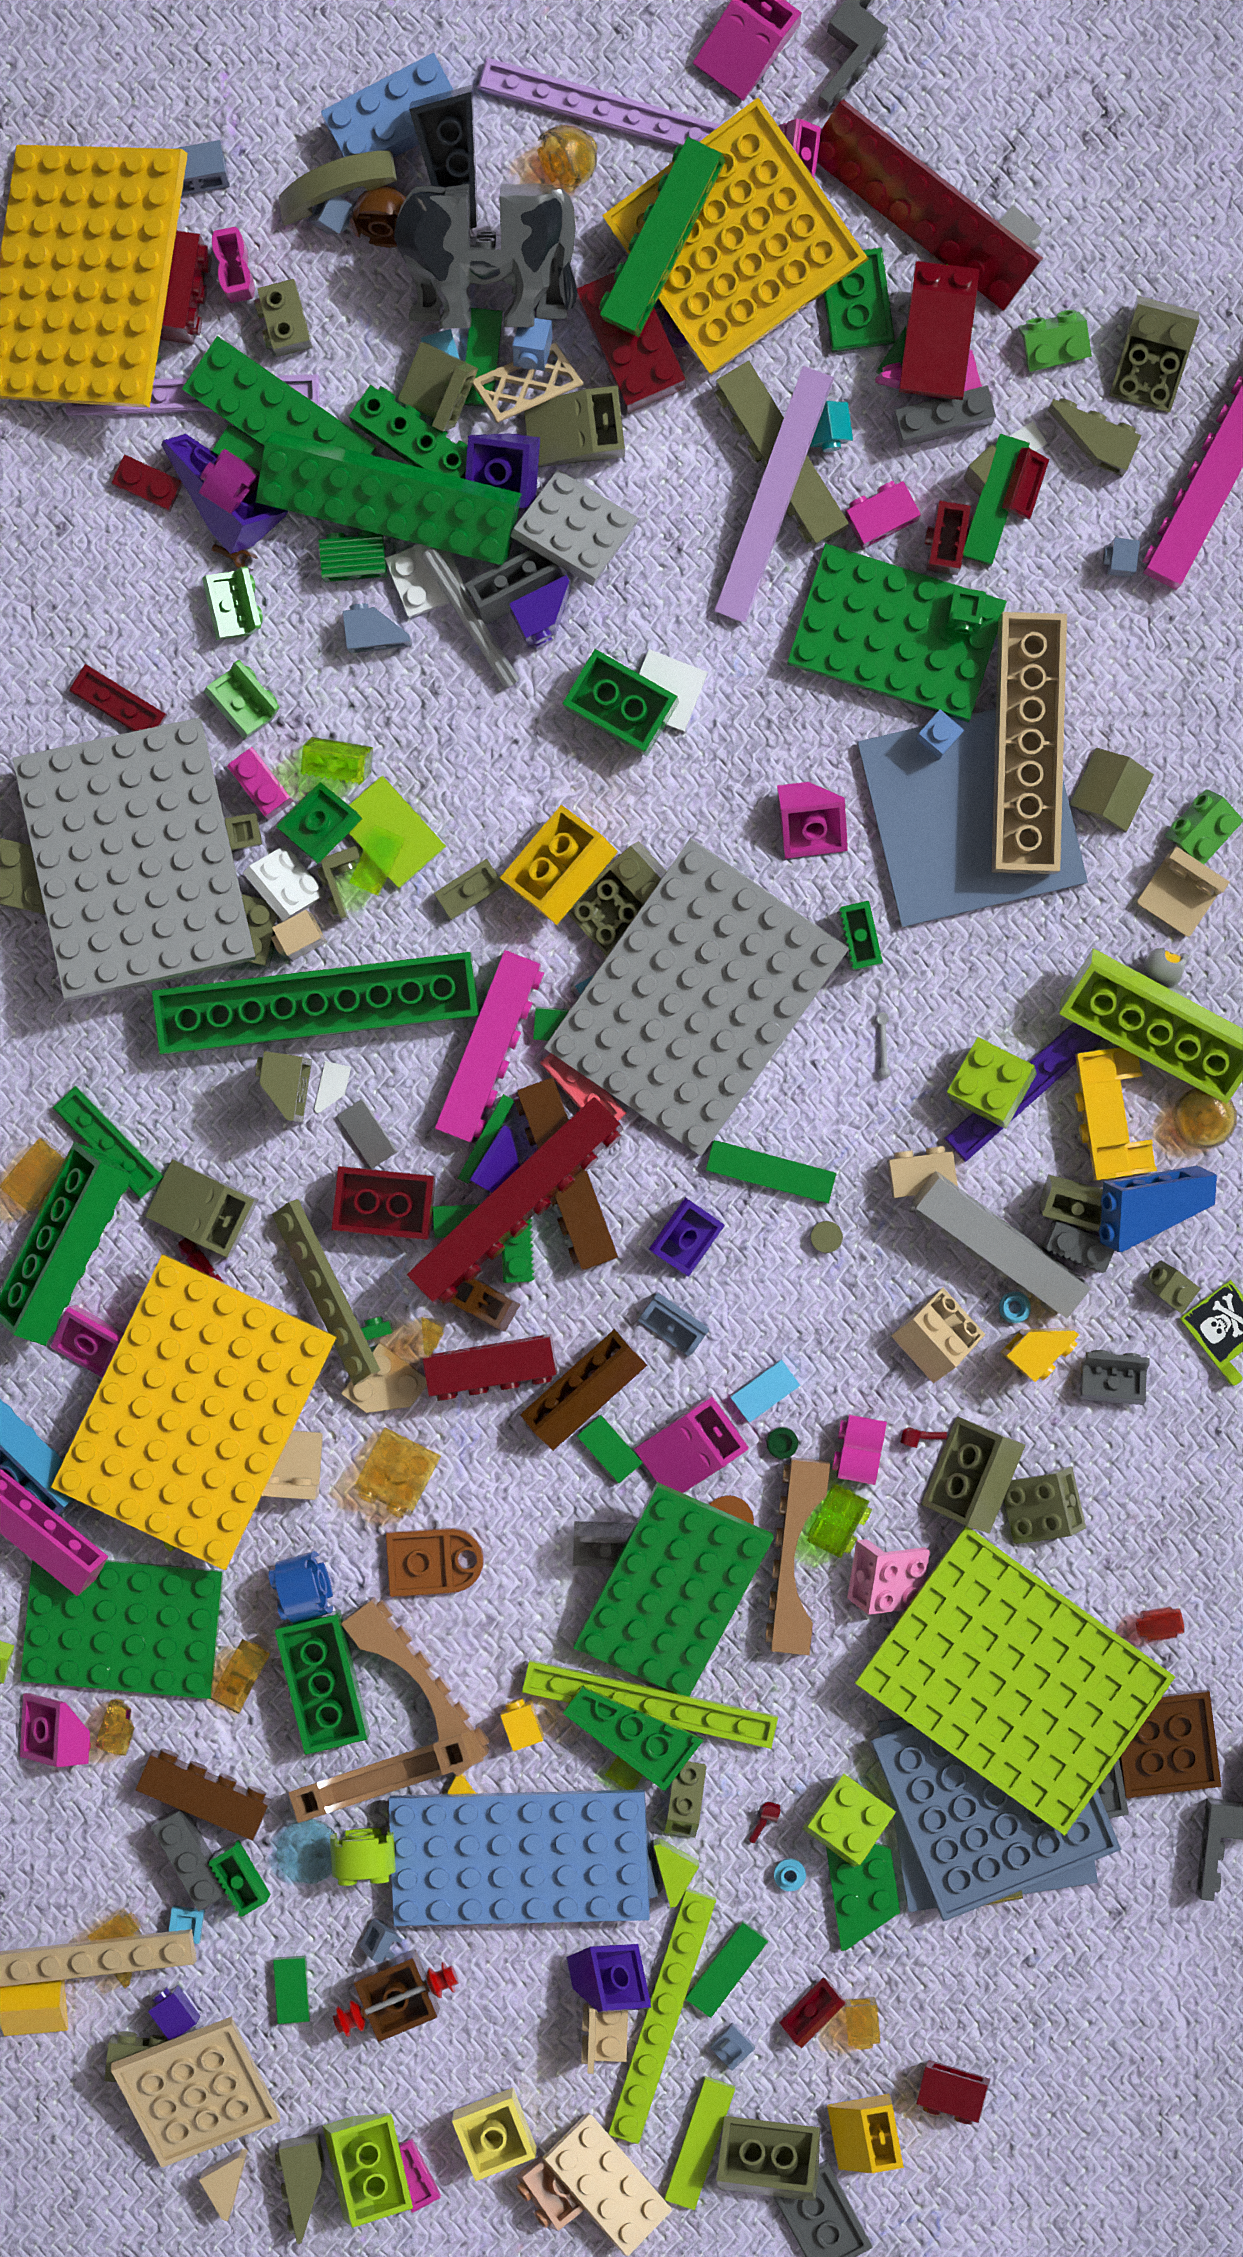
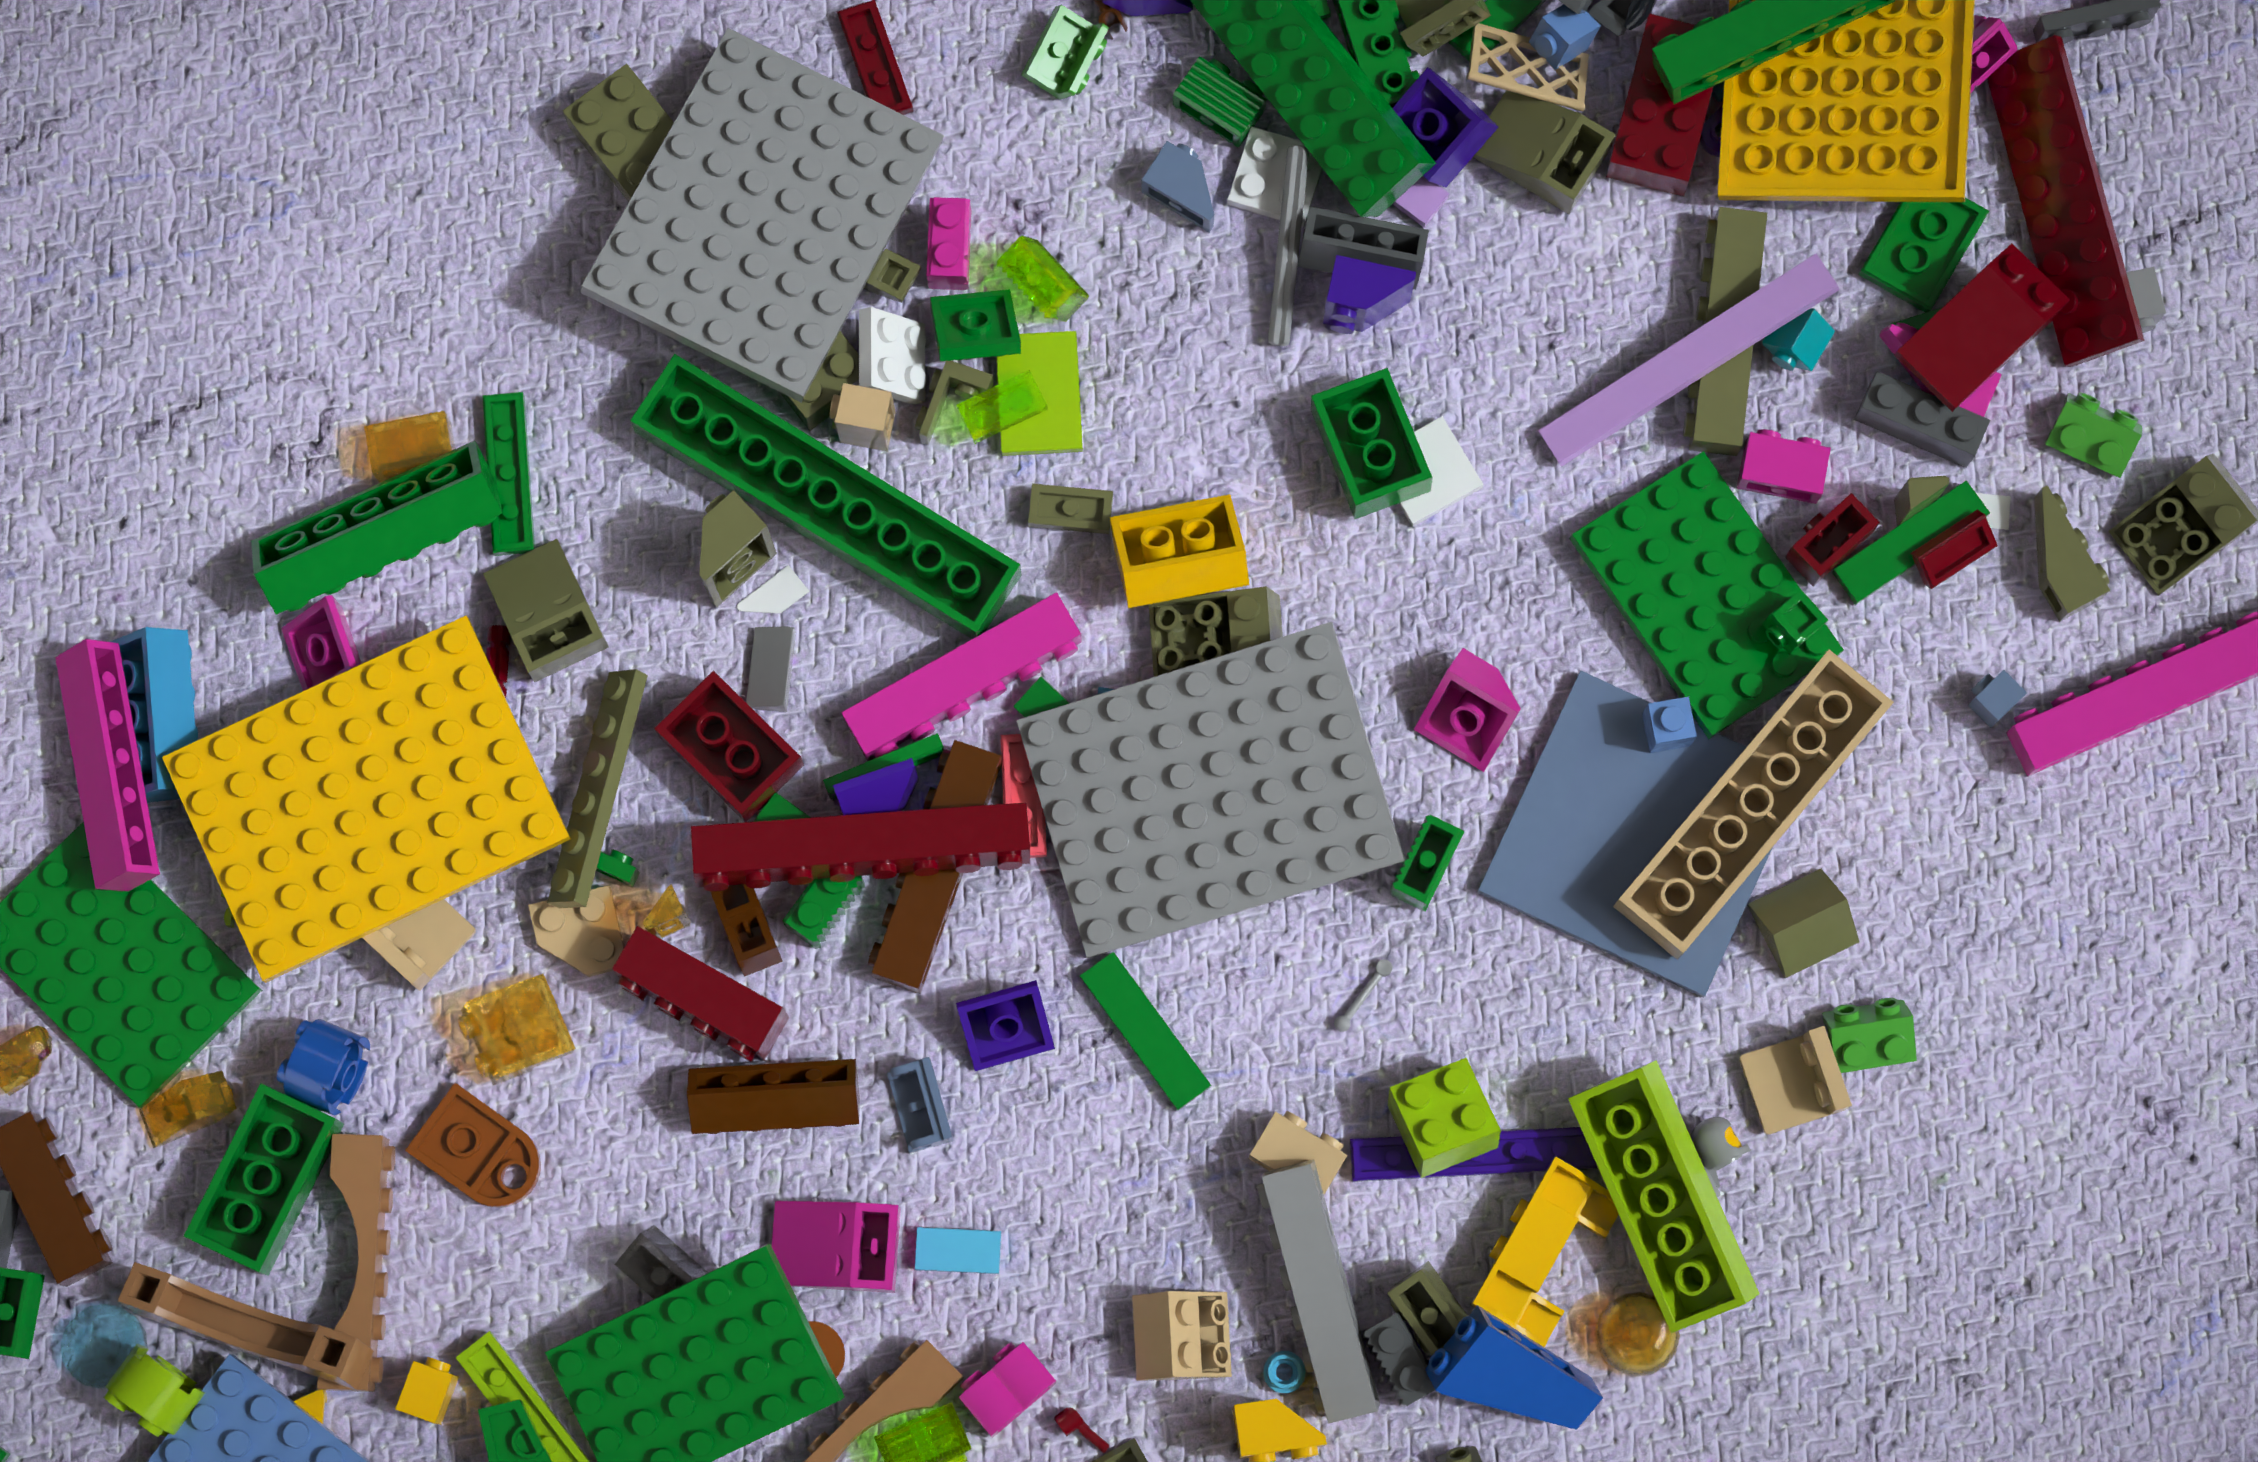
camera: 35 degrees right, 10 degrees down
(242, 699) = (999, 151): bright green bracket -> none
(574, 527) = (1463, 239): light grey plate -> none
(609, 1448) = (751, 1181): green tile -> none
(782, 1442) = (932, 1318): dark green tile -> none
(826, 1236) = (1148, 1143): olive tile -> none

